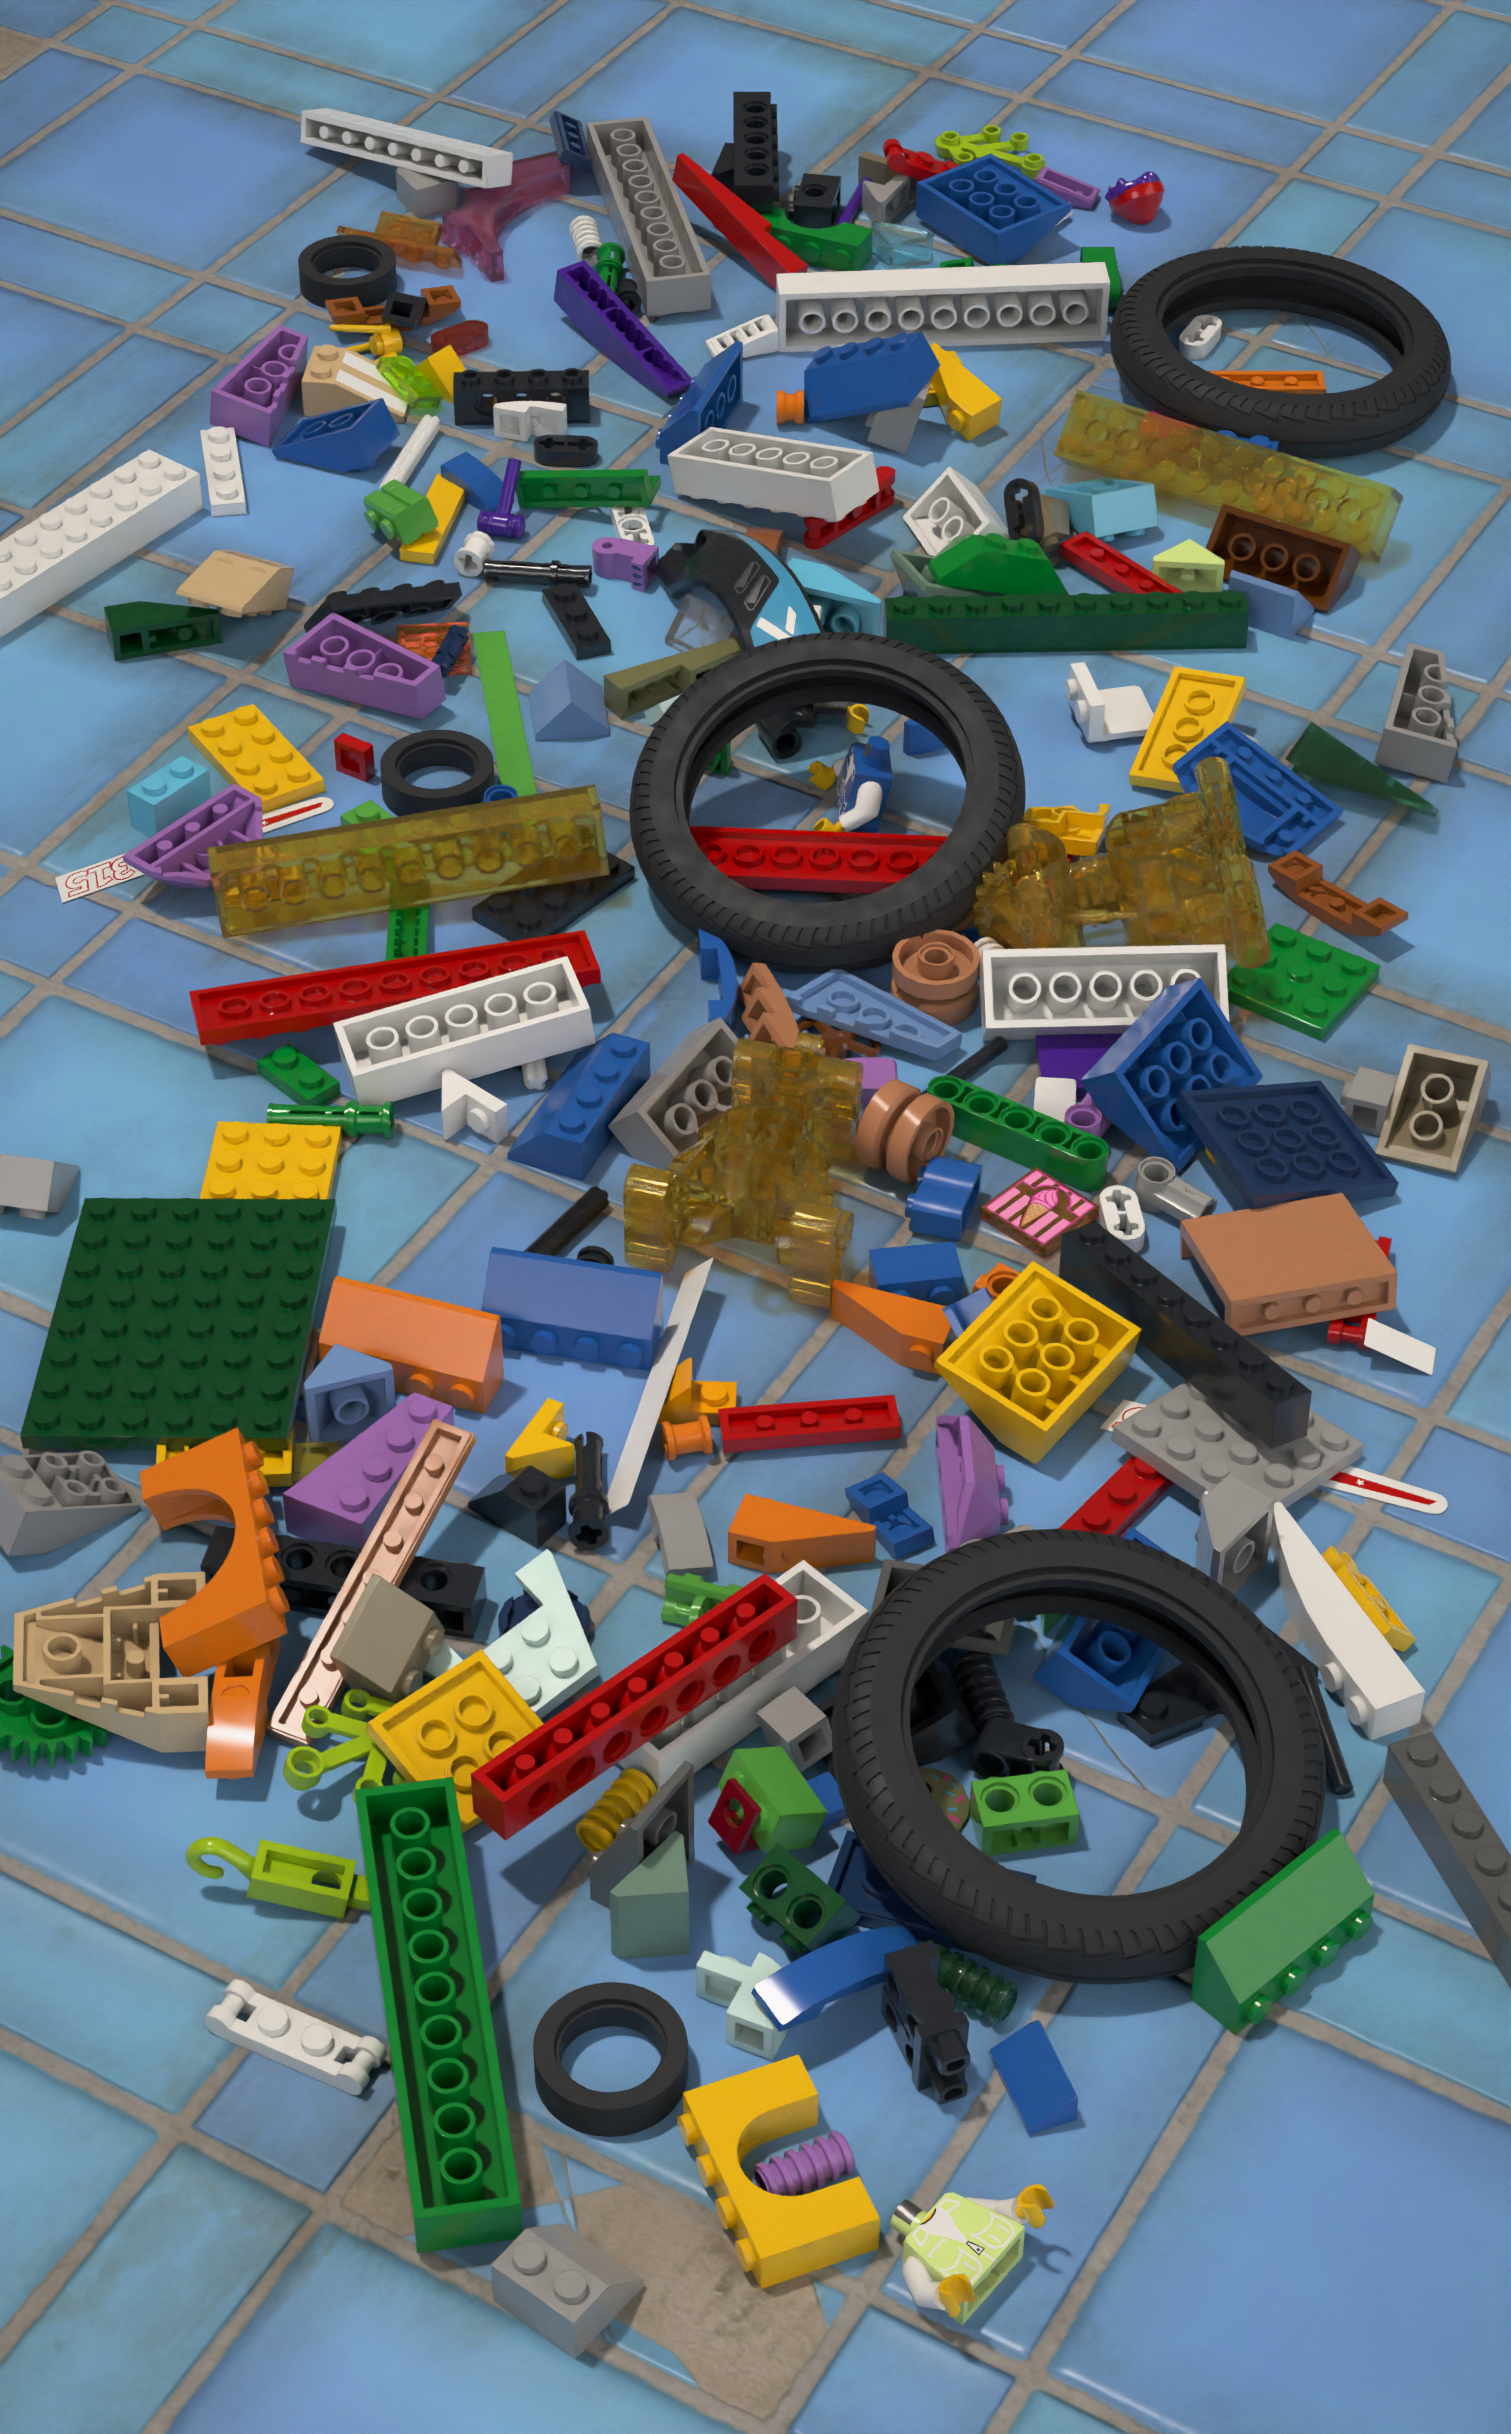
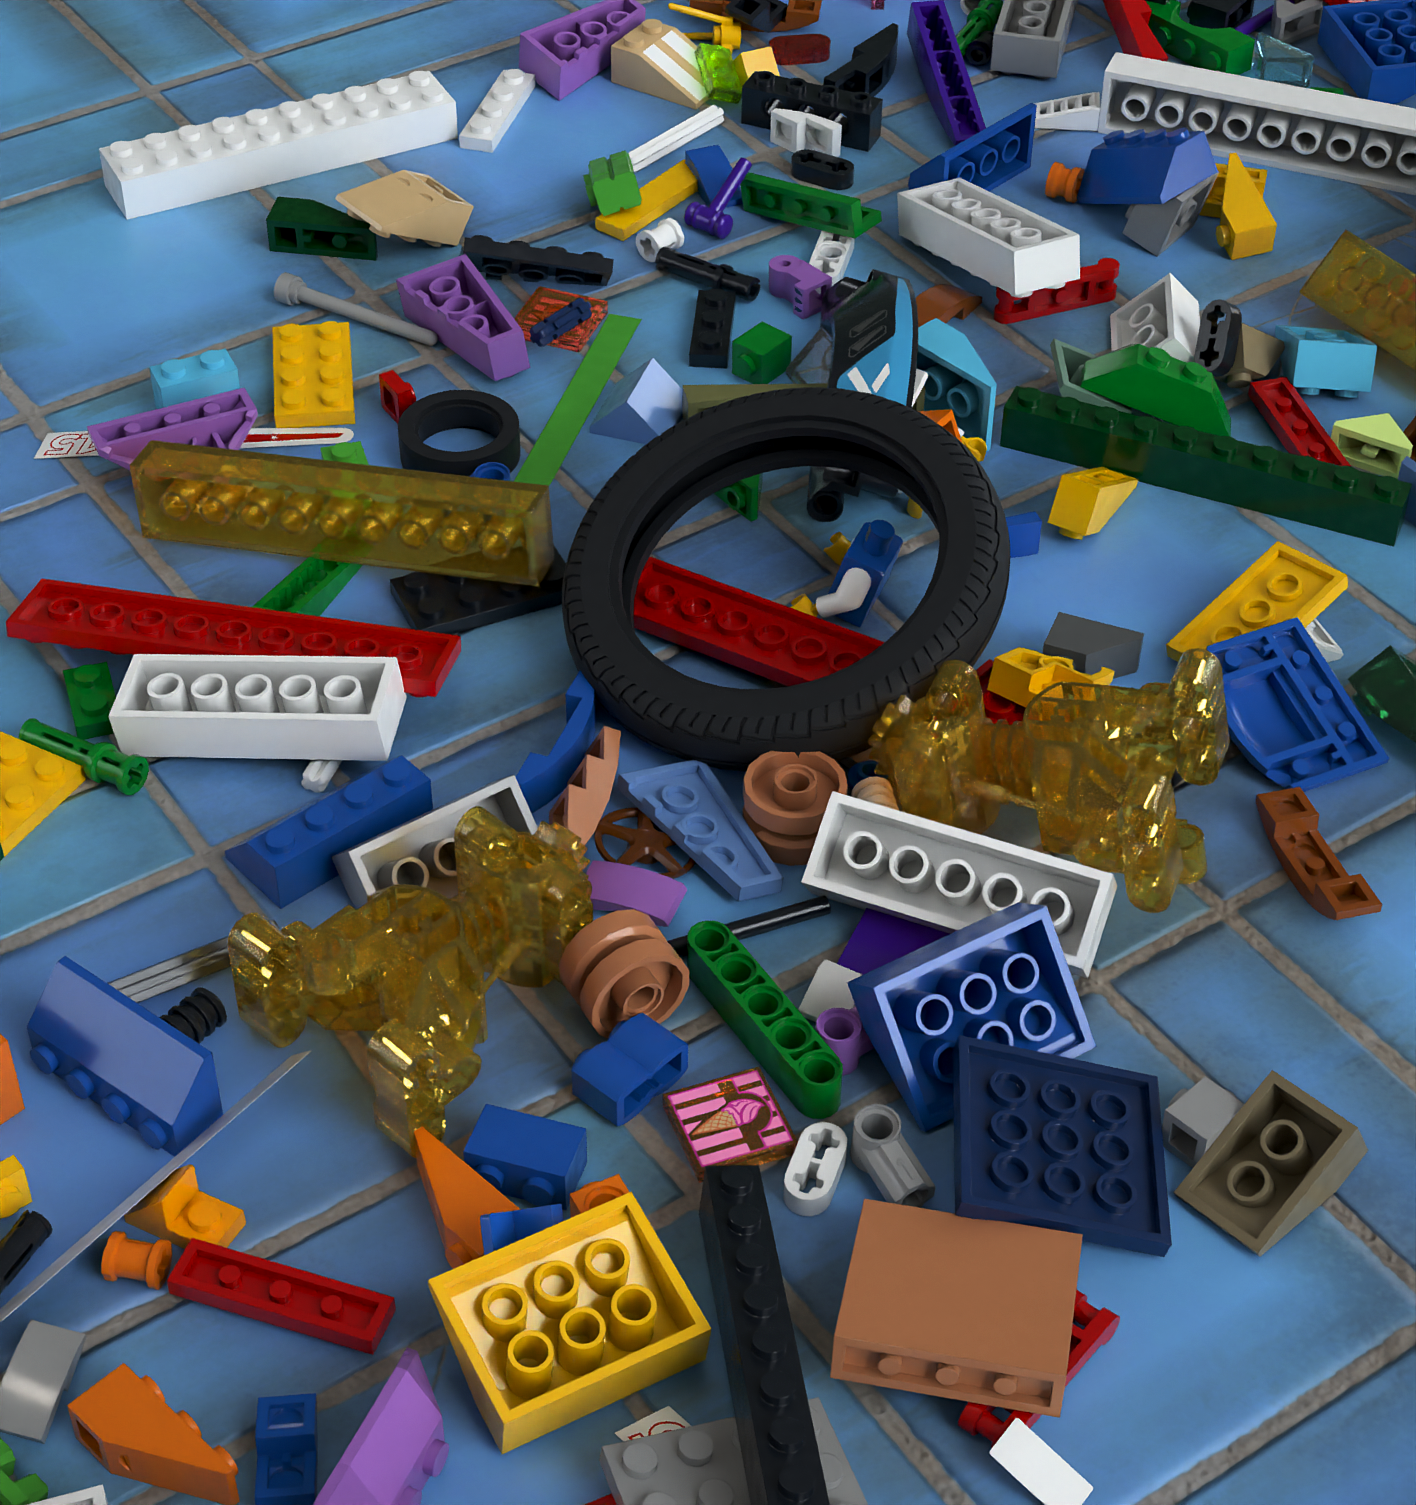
camera: 25 degrees right, 0 degrees up
(179, 690) = (292, 290): none -> light grey piece
(341, 438) = (622, 107): blue slope -> none
(471, 1106) = (211, 785): white slope -> none
(539, 337) = (870, 66): none -> black slope
(641, 631) = (761, 354): none -> green brick
(997, 675) = (1089, 500): none -> yellow slope
(1077, 788) = (1094, 645): none -> dark grey slope
(1106, 712) = (1187, 570): white bracket -> none
(1302, 983) = (1215, 945): green plate -> none

